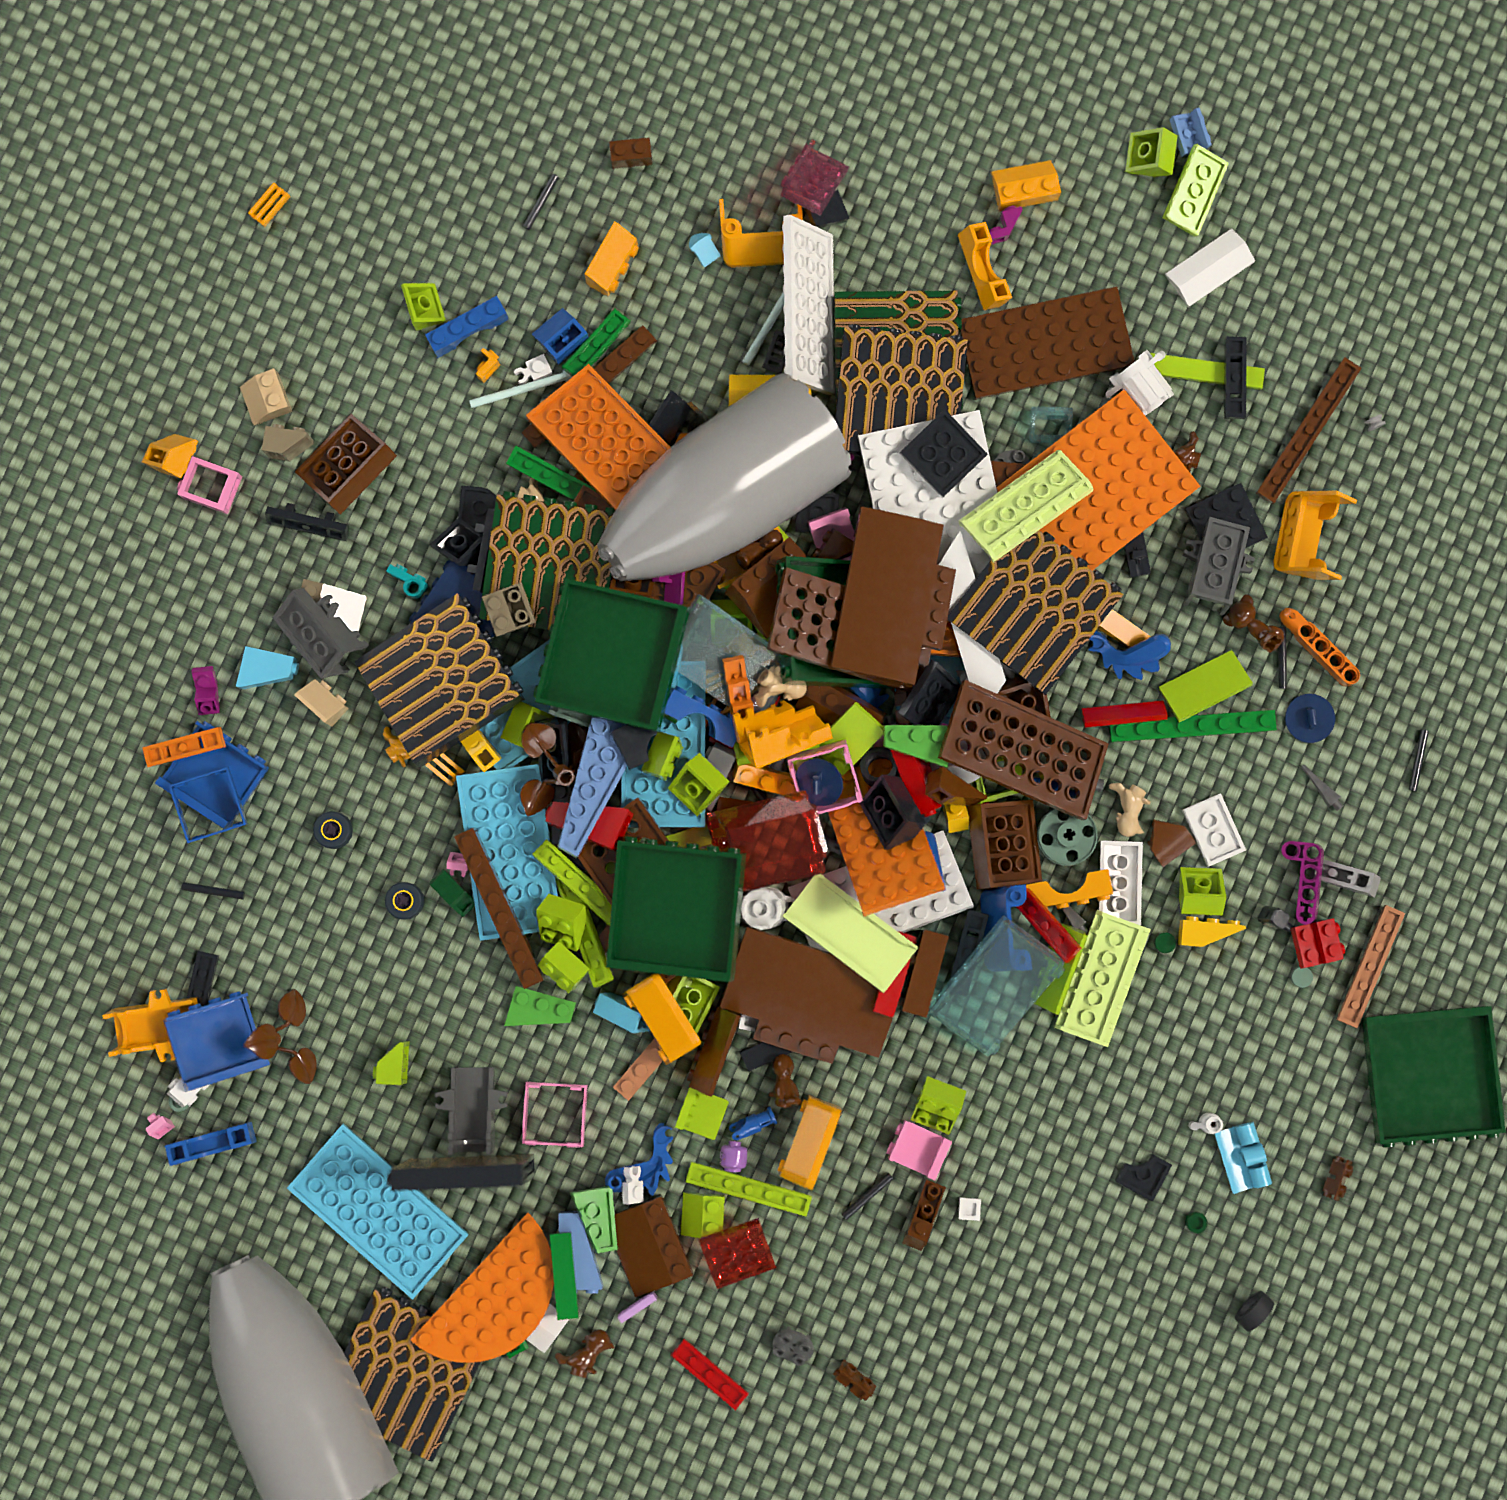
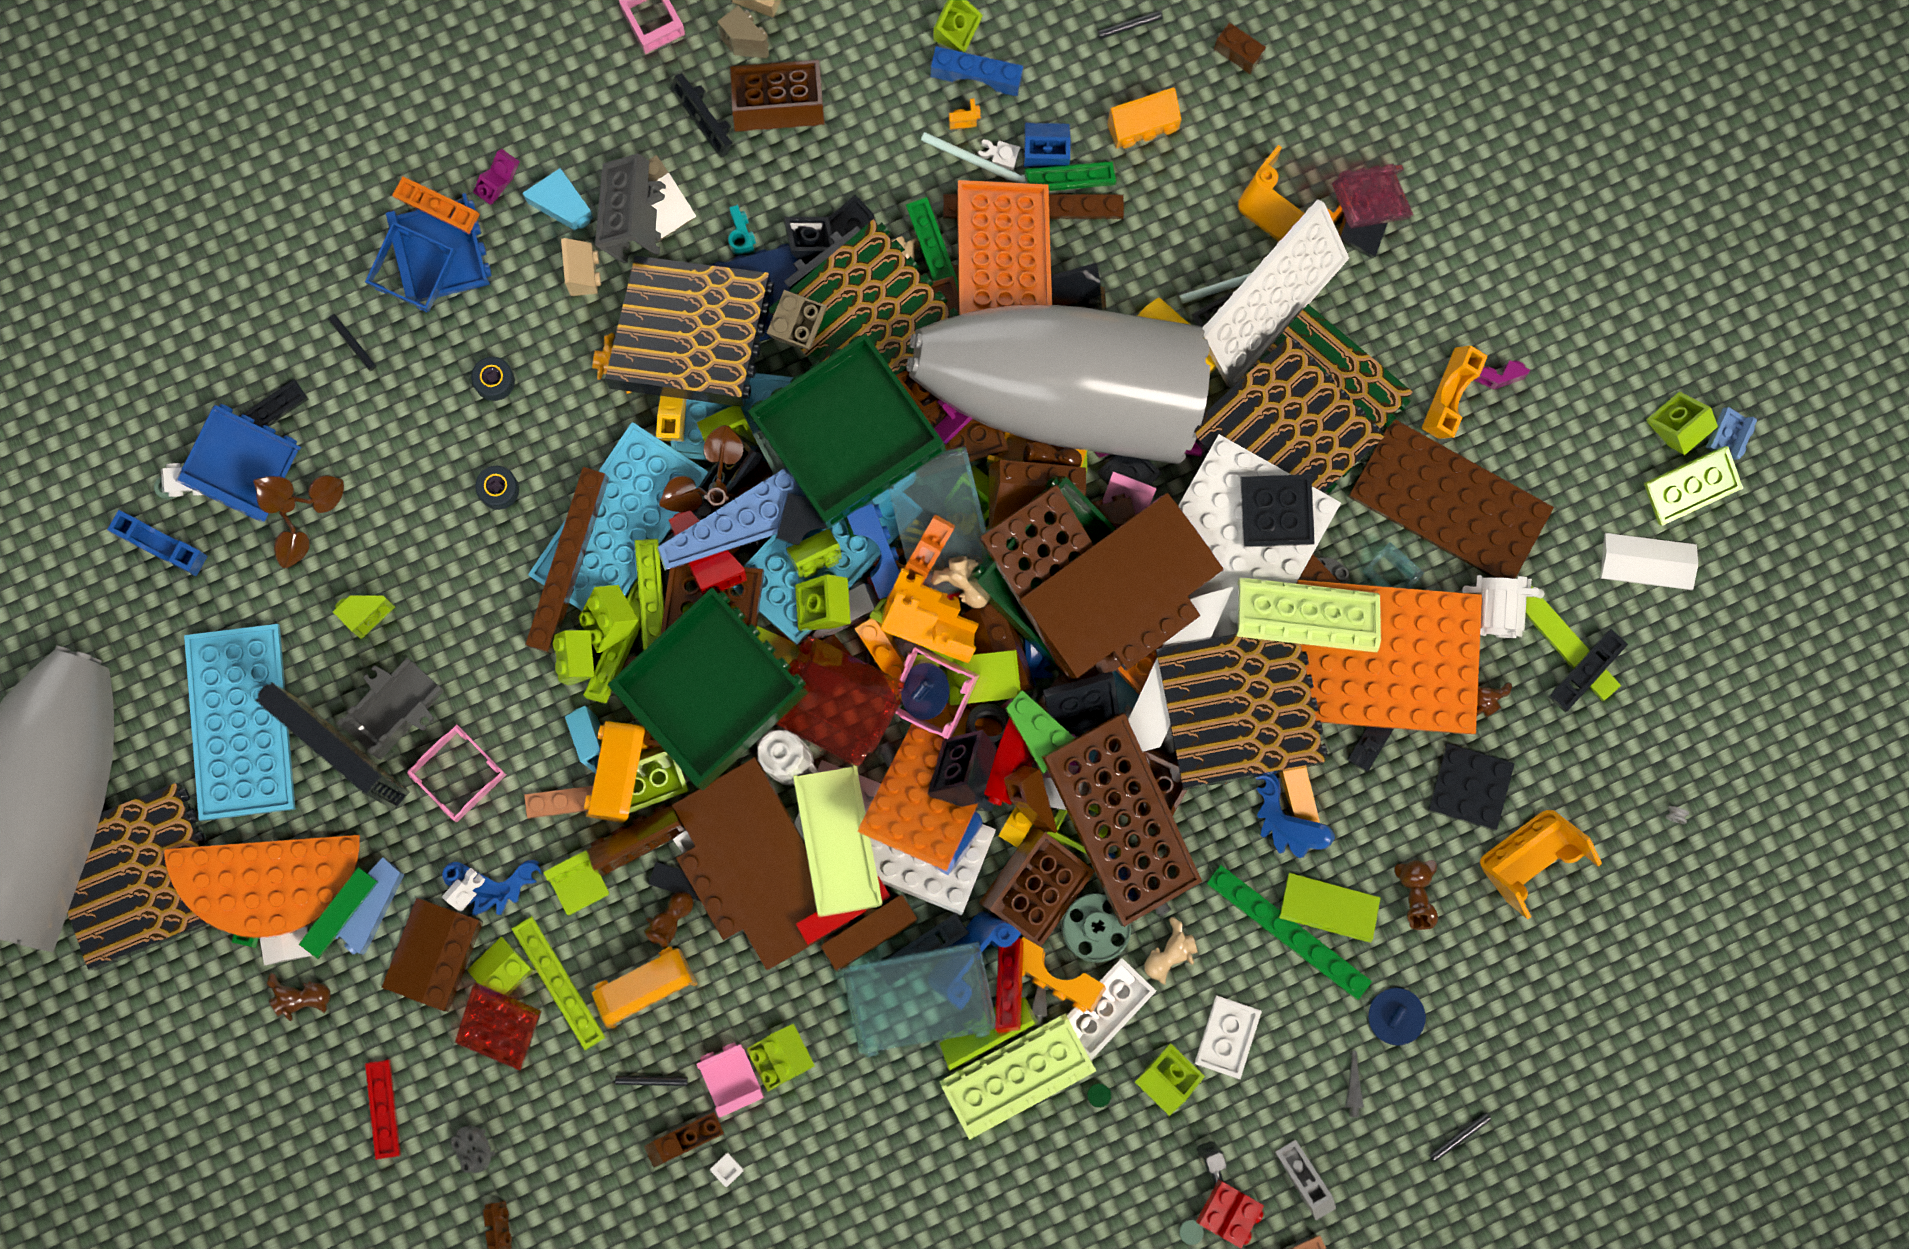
camera: 35 degrees right, 5 degrees down
(143, 1025) = (192, 398): light orange piece -> none
(159, 1126) = (130, 492): bright pink tile -> none
(450, 782) = (624, 425): light orange tile -> none
(452, 892) = (541, 516): dark green slope -> none
(456, 862) = (565, 492): bright pink tile -> none
(536, 1008) = (524, 674): bright green wing -> none
(598, 1217) = (412, 889): wing -> none
(637, 1306) = (375, 996): lavender tile -> none
(704, 248) = (1230, 176): medium azure tile -> none
(733, 1156) = (570, 943): medium lavender head -> none
(752, 1124) = (611, 931): blue piece -> none
(1026, 185) = (1550, 357): light orange slope -> none
(1124, 713) = (1238, 869): red tile -> none
(1169, 841) = (1180, 1011): reddish brown slope -> none
(1201, 933) = (1136, 1114): yellow slope -> none
(1218, 562) = (1434, 811): dark grey piece -> none
(1282, 662) = (1416, 946): black bar -> none
(1305, 882) = (1265, 1152): magenta beam -> none
(1308, 430) = (1613, 771): reddish brown plate -> none
(1329, 649) = (1467, 997): orange piece -> none

